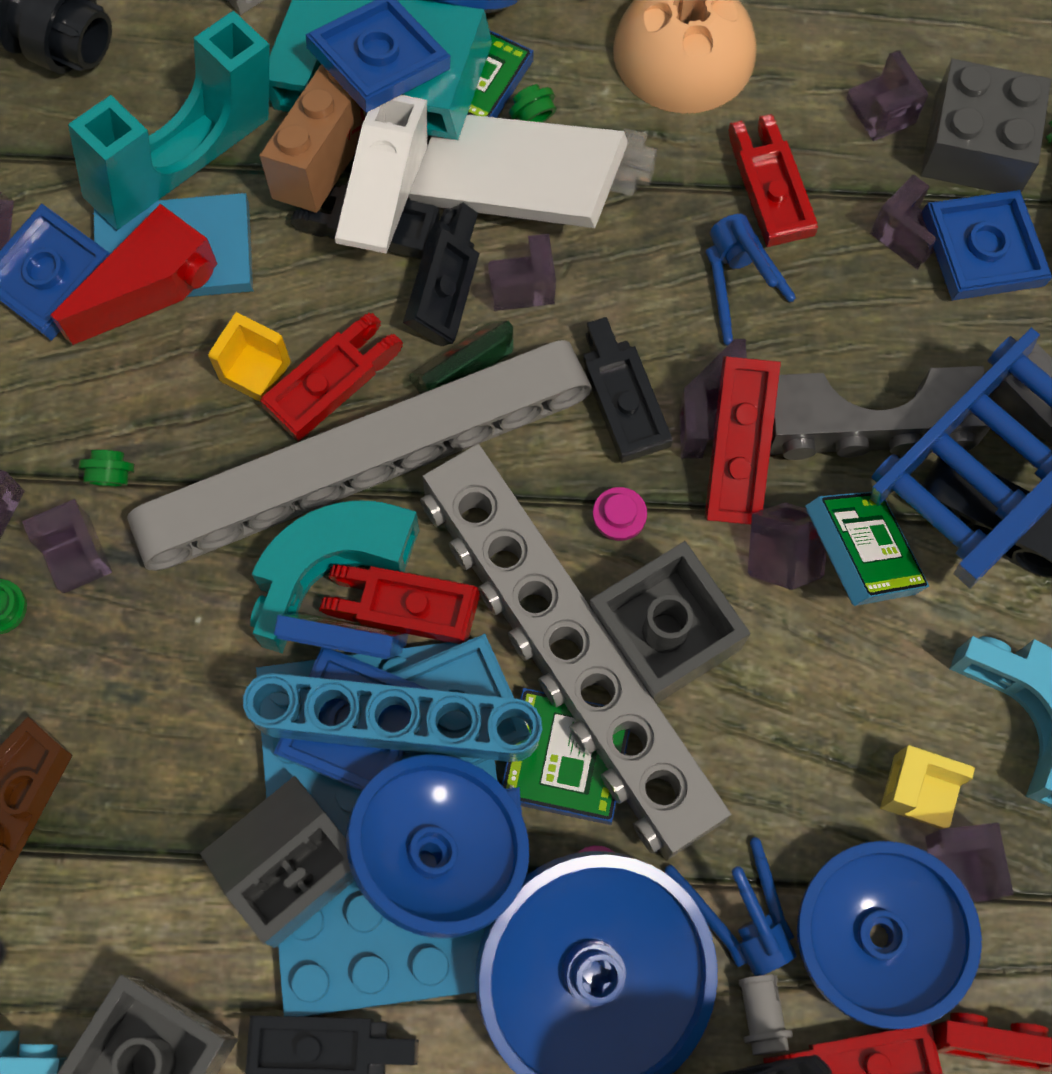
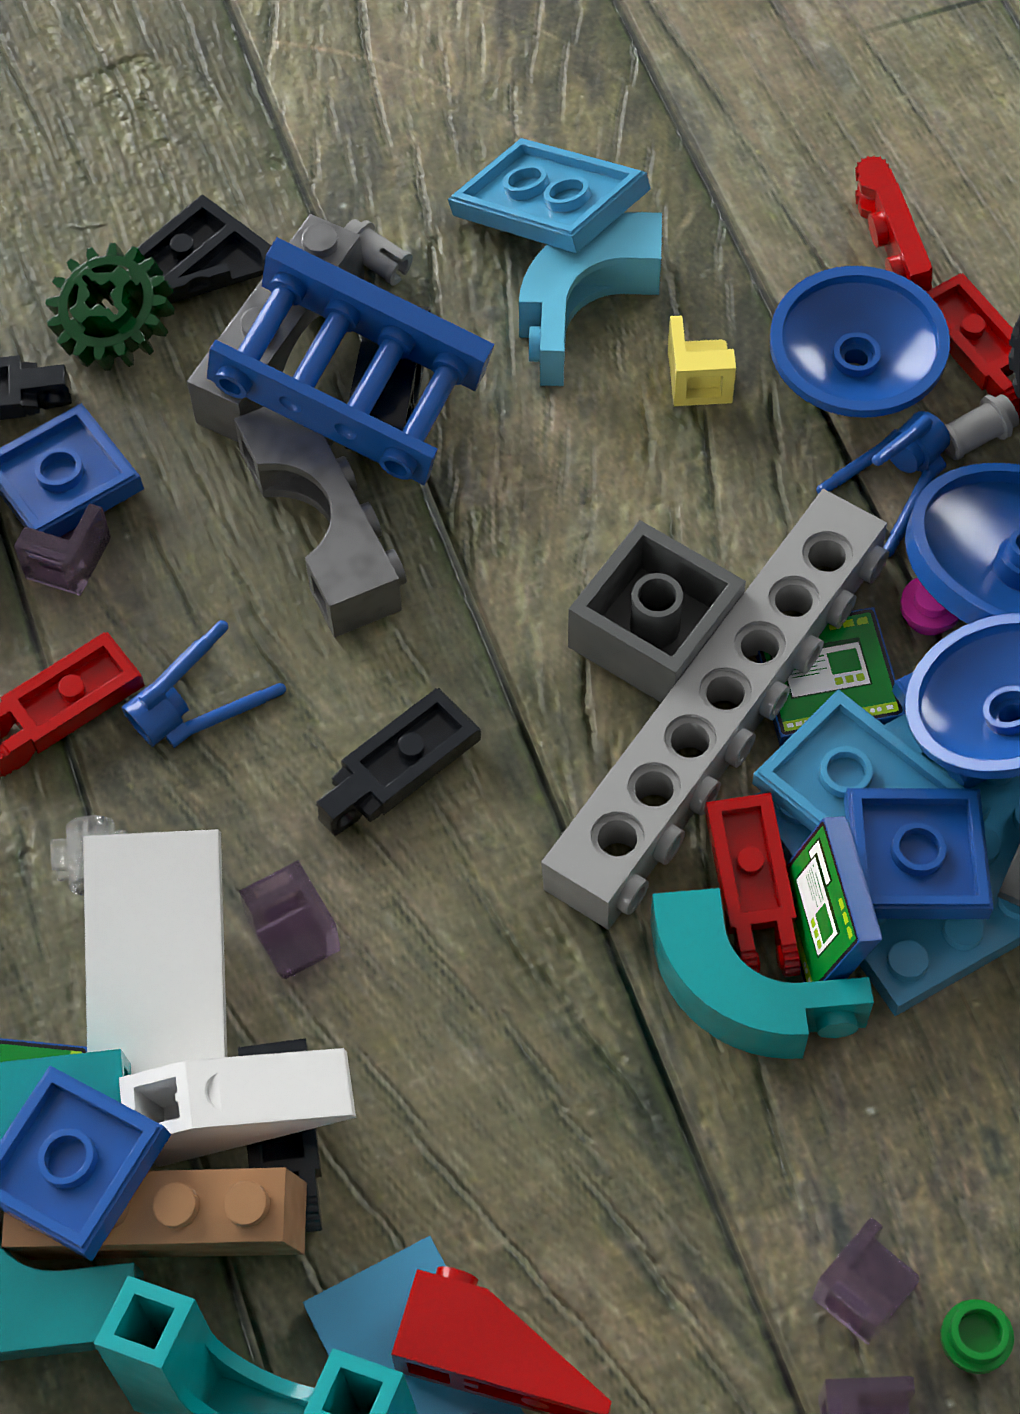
camera: 110 degrees left, 10 degrees down
(106, 468) = (753, 1287): green plate -> none
(249, 356) = (535, 1183): yellow panel -> none
(329, 377) = (517, 1083): red hinge -> none
(357, 455) = (608, 1010): light grey beam -> none
(369, 700) = (904, 816): dark azure beam -> none
(444, 277) = (322, 1006): black hinge -> none
(468, 356) = (426, 946): clear green slope -> none
(533, 104) = (45, 999): green plate -> none
(619, 513) = (543, 716): dark pink plate -> none
(700, 403) = (341, 665): slope -> none
(742, 439) = (416, 609): red plate -> none
(785, 547) = (507, 546): panel -> none
(866, 548) = (485, 467): tile -> none
(976, 858) = (745, 308): clear purple panel -> none

